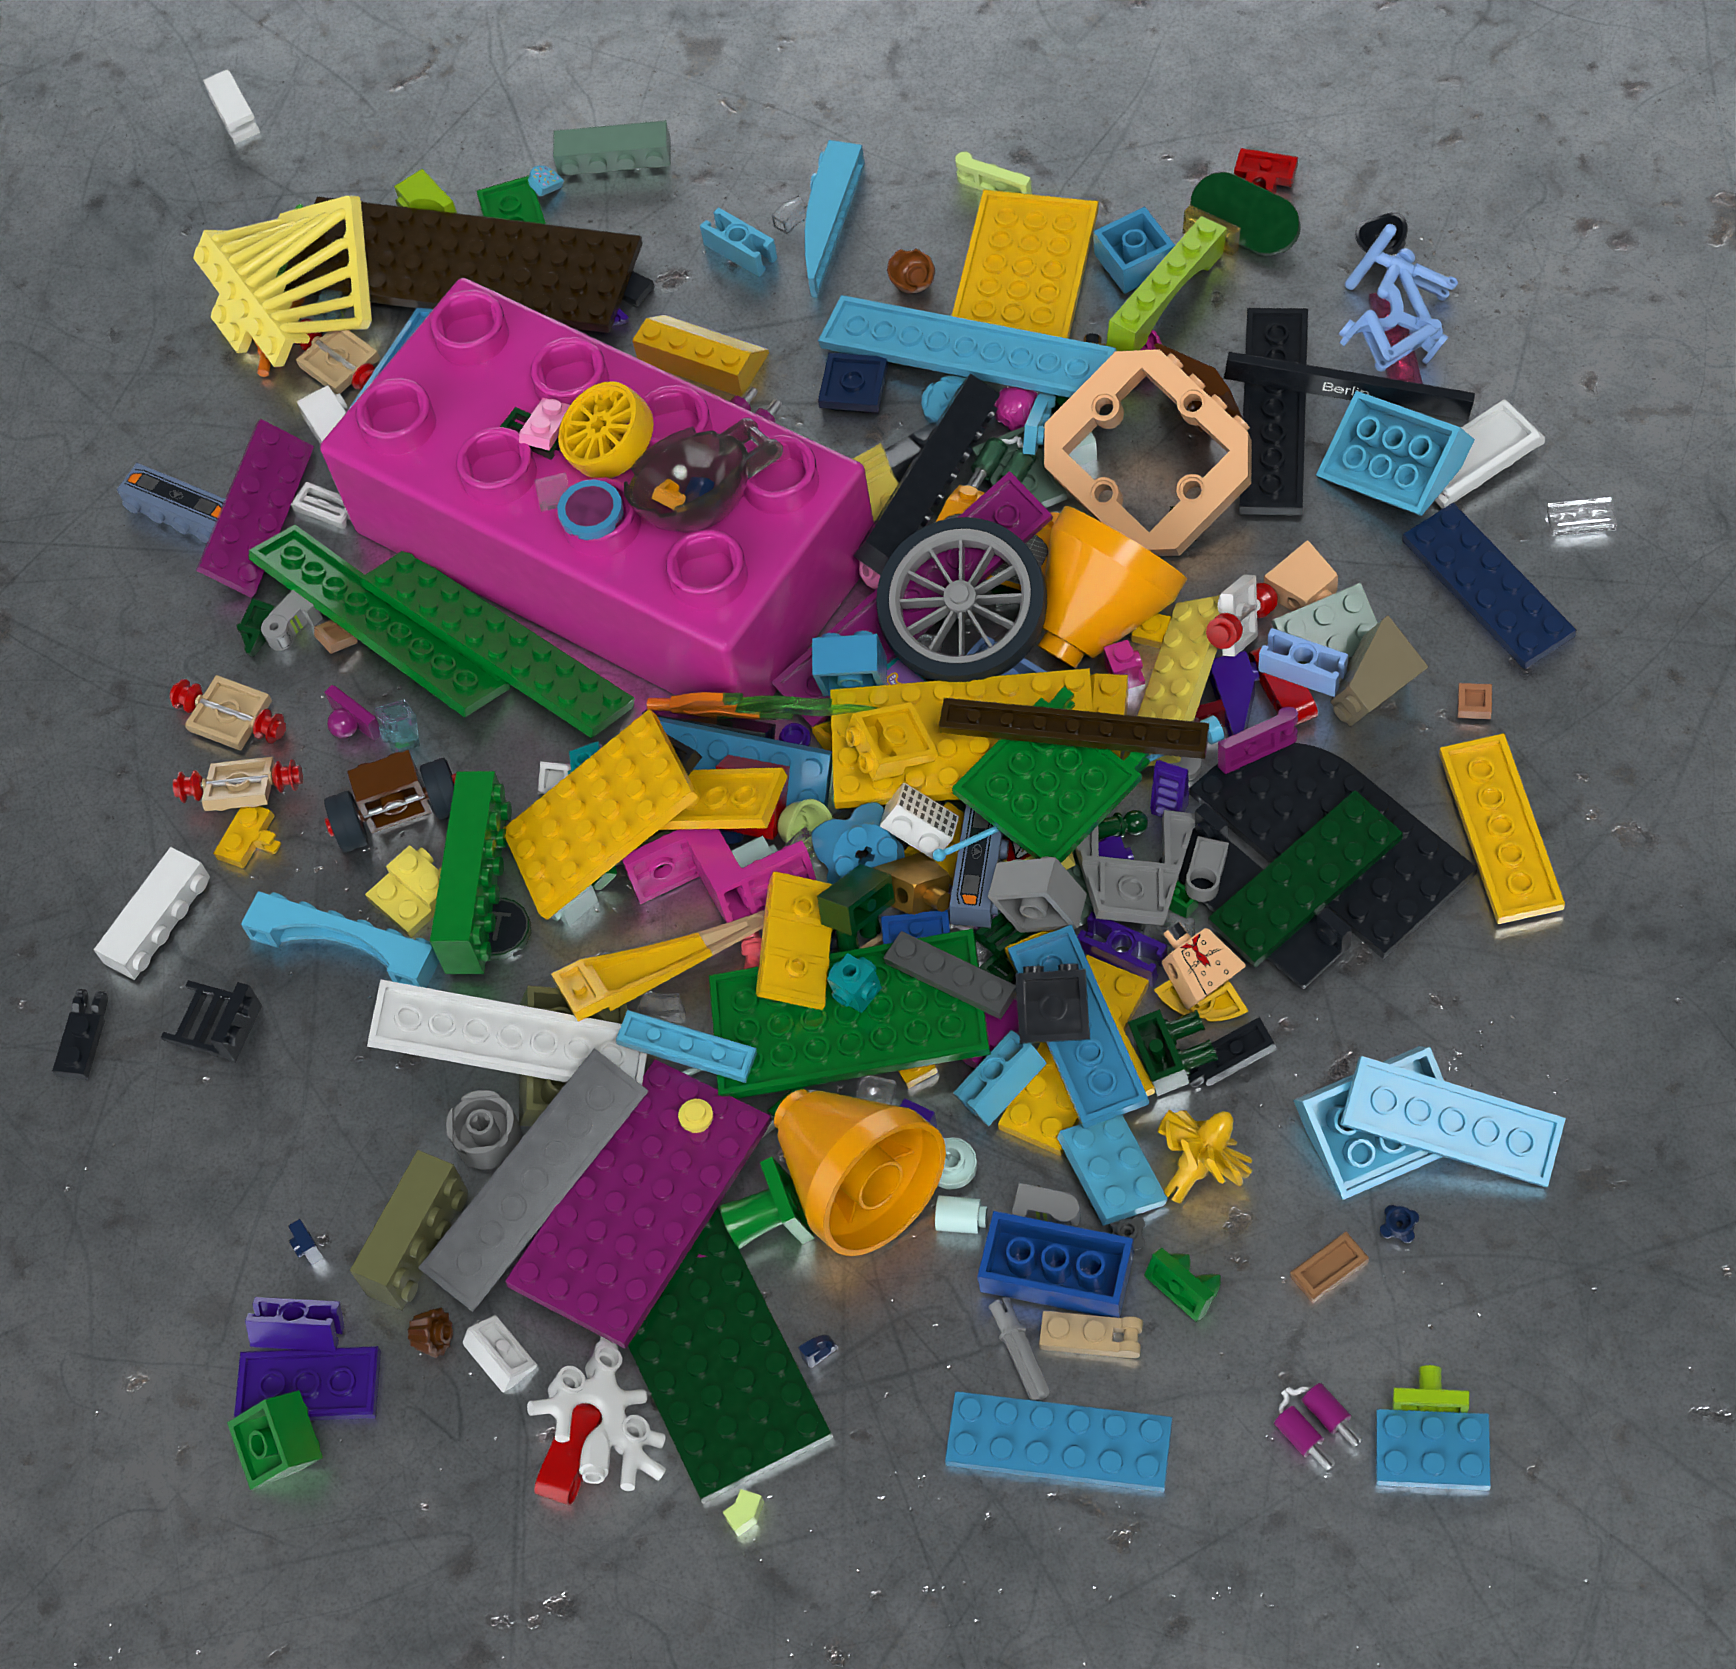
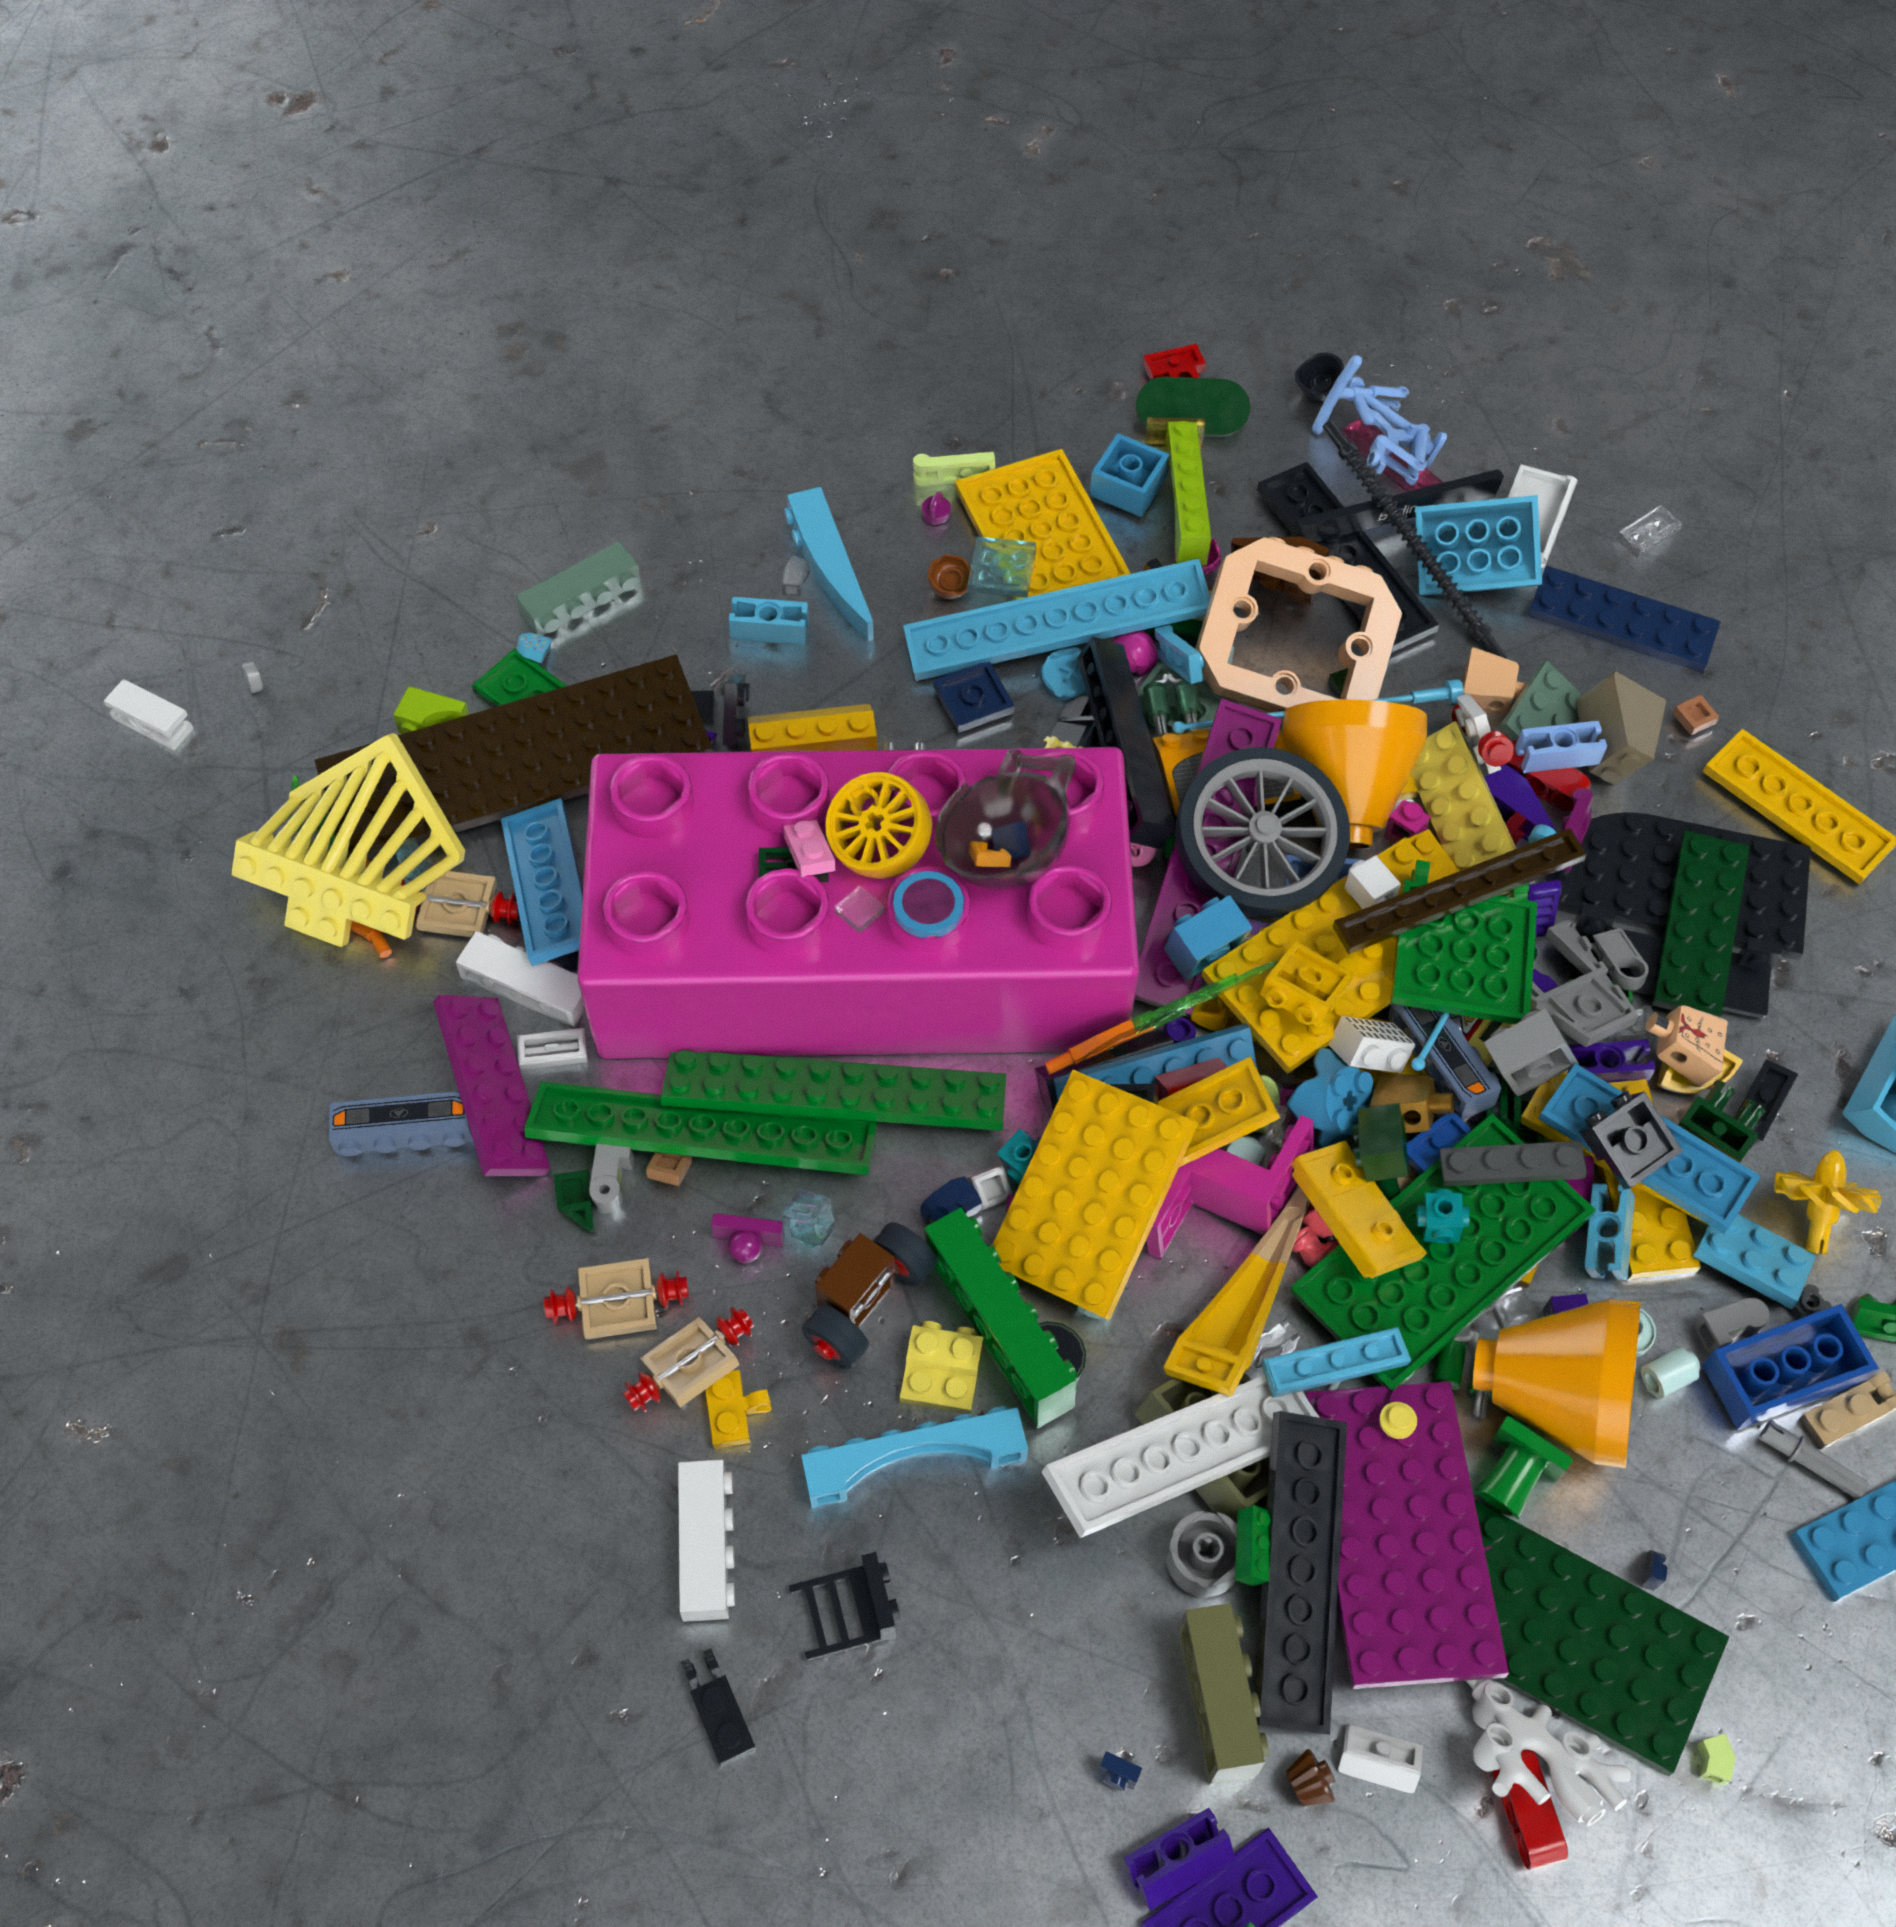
camera: 45 degrees left, 0 degrees up
(323, 110) = (252, 677): none -> light grey tile
(507, 1137) = (1252, 1546): none -> green piece
(514, 771) = (950, 1197): none -> dark blue rock
(650, 291) = (735, 698): none -> black plate
(953, 208) = (936, 509): none -> magenta tile
(955, 281) = (1002, 567): none -> clear light blue plate
(1013, 684) = (1371, 882): none -> white brick
(1253, 567) = (1449, 693): none -> medium azure piece
(1340, 533) = (1347, 451): none -> black hose

